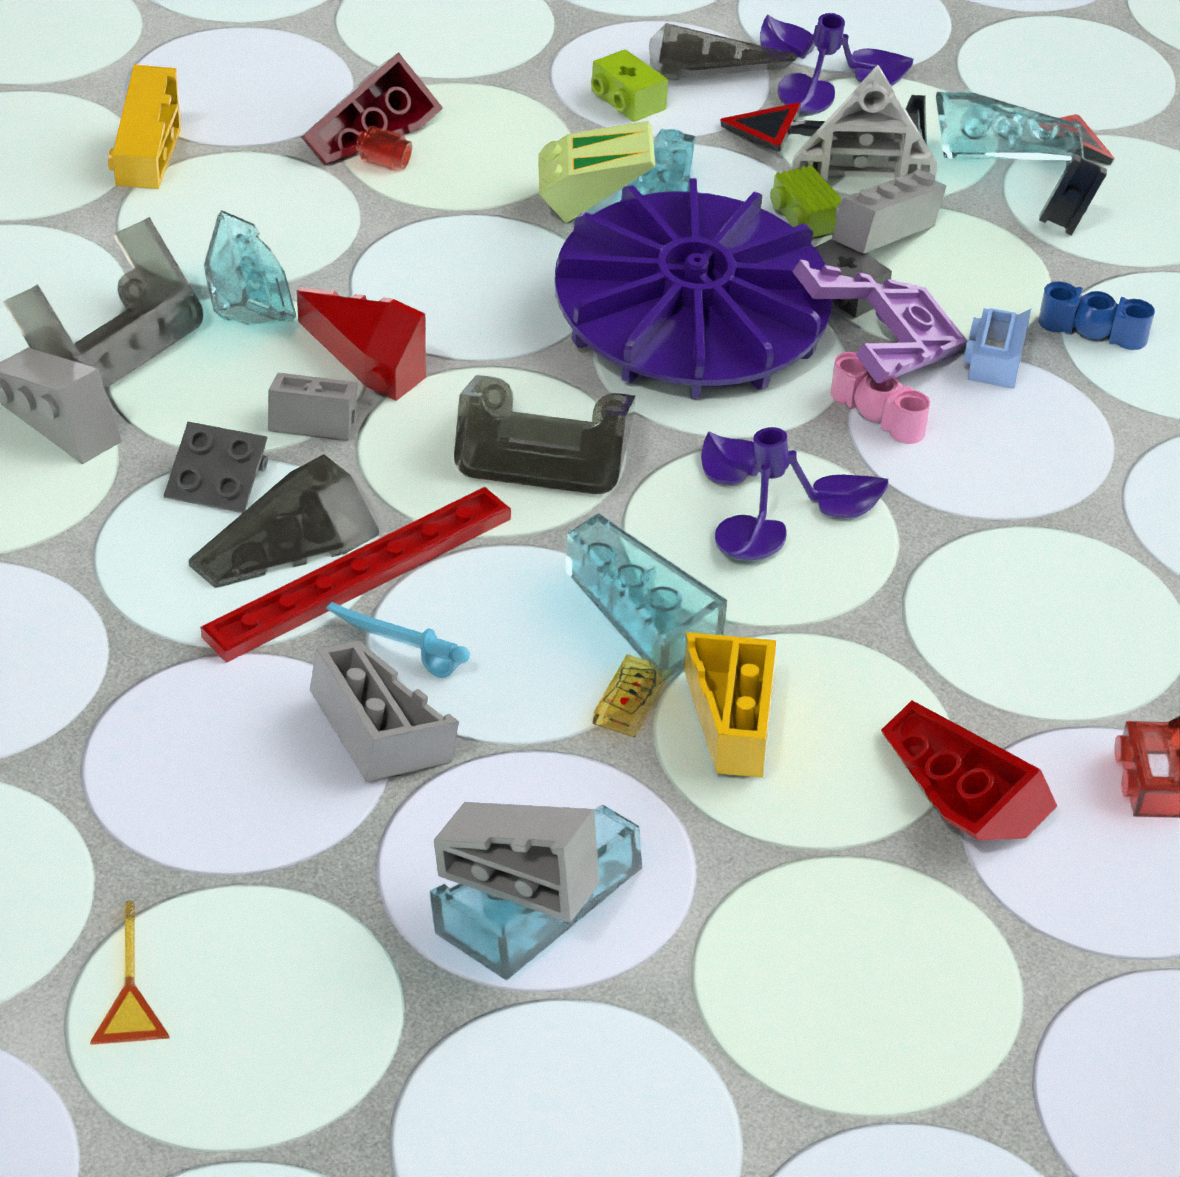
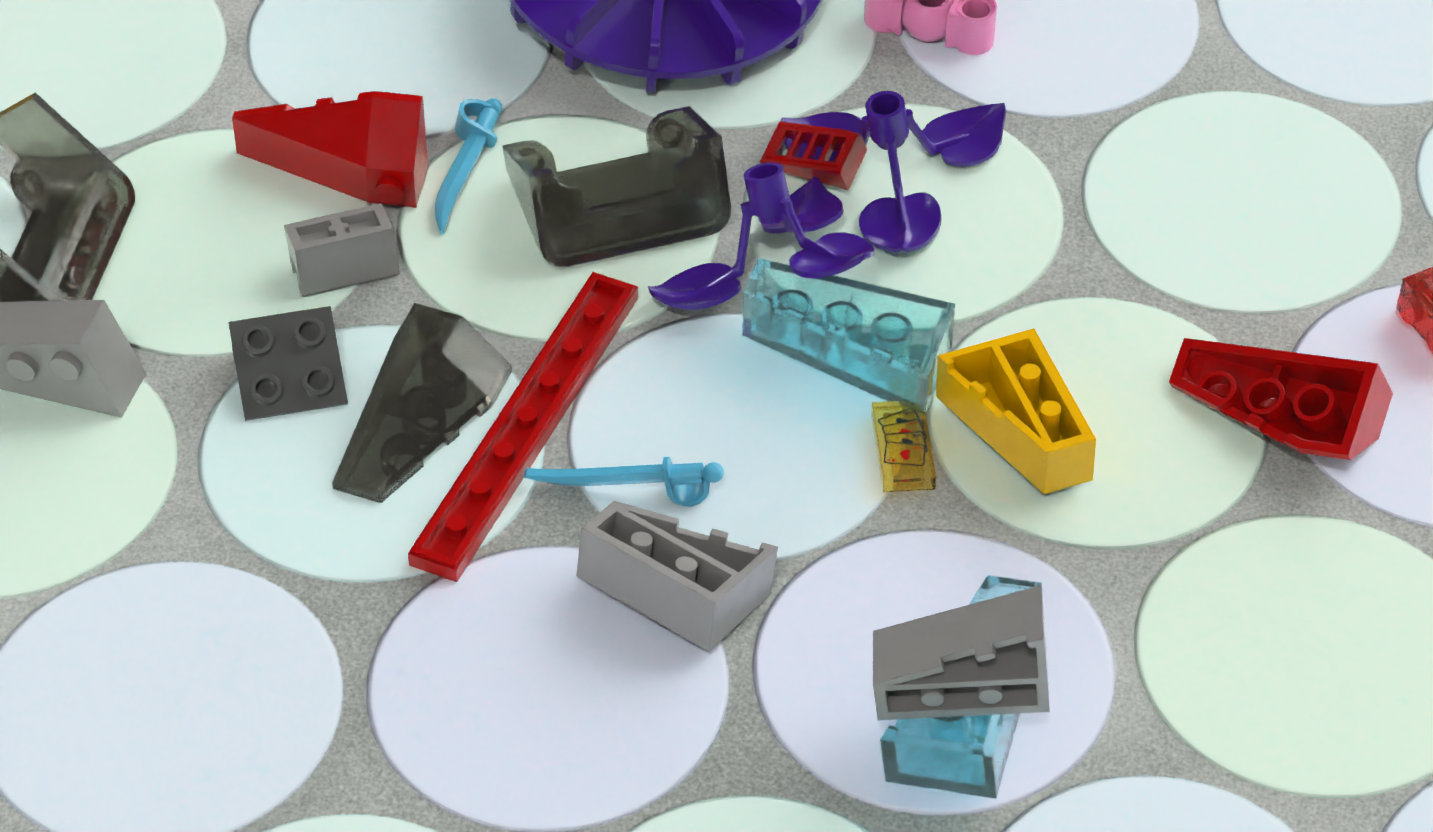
camera: 25 degrees left, 5 degrees up
(245, 275) = (149, 121): clear light blue wedge -> none
(471, 366) = (475, 137): none -> medium azure sword
(631, 475) = (778, 212): none -> dark purple plant
(727, 479) = (838, 174): none -> red slope

